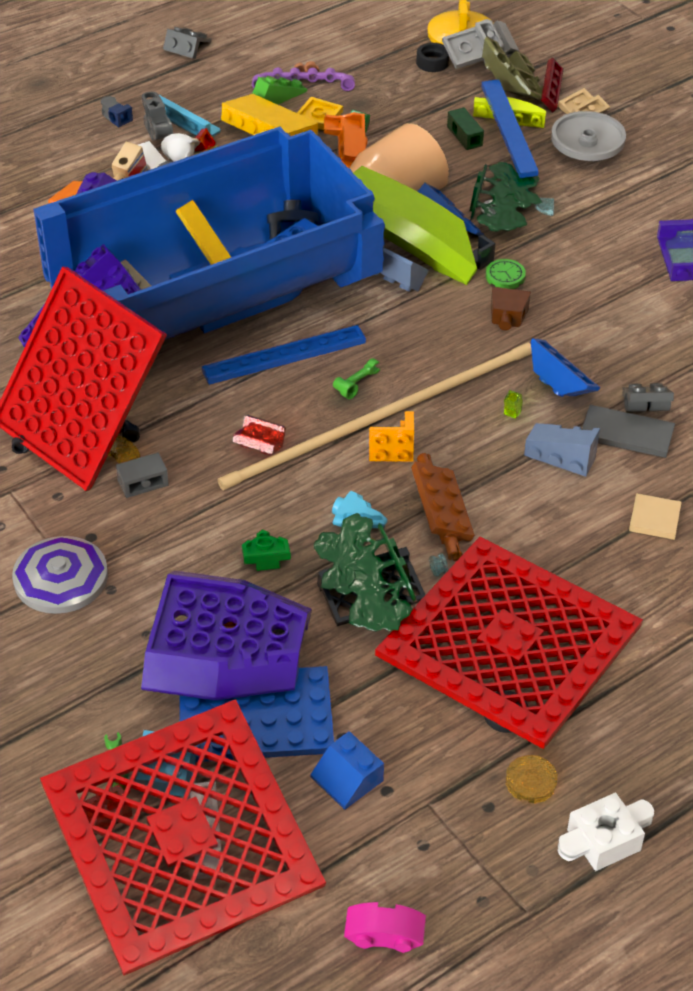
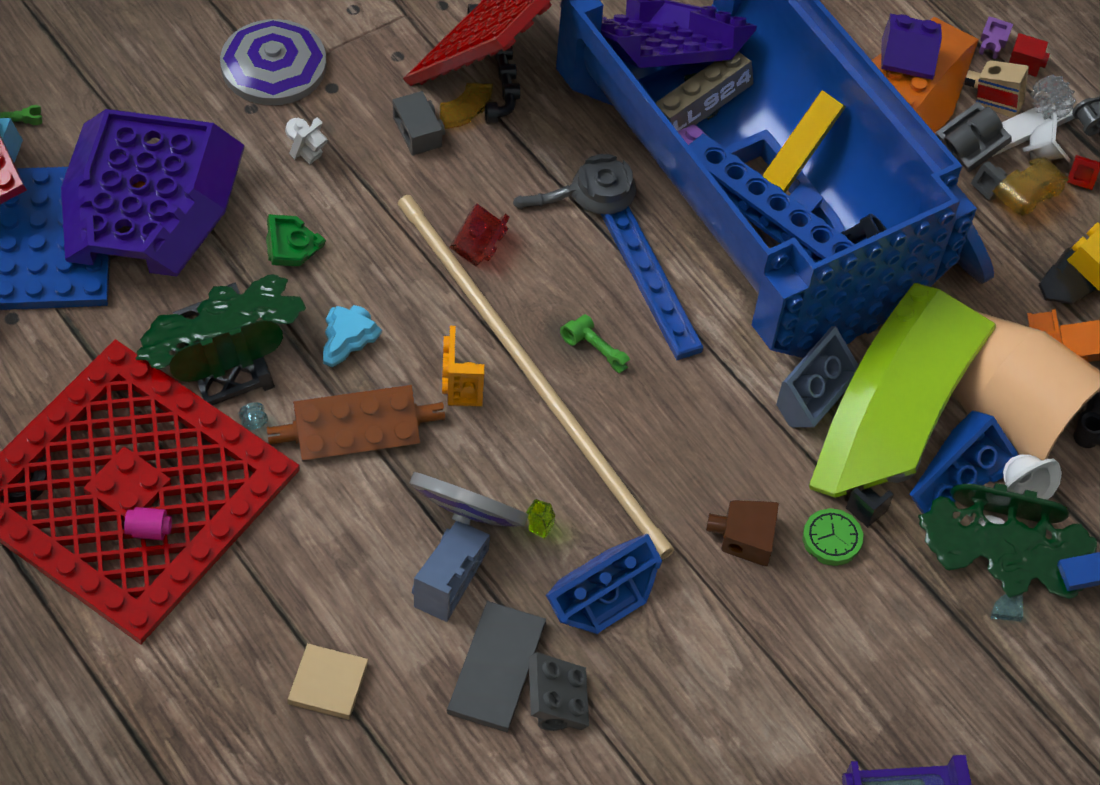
camera: 85 degrees right, 10 degrees up
(73, 170) = (995, 35): none -> medium lavender plate
(94, 156) = (1030, 52): none -> red brick
(148, 138) = (1053, 95): none -> clear gear
(163, 535) = (306, 139): none -> white hips
(213, 369) = (598, 186): none -> dark grey piece
(456, 182) = (1032, 474): none -> white helmet
(518, 424) = (467, 504): none -> light grey dish
(552, 611) = (147, 523): none -> dark pink brick

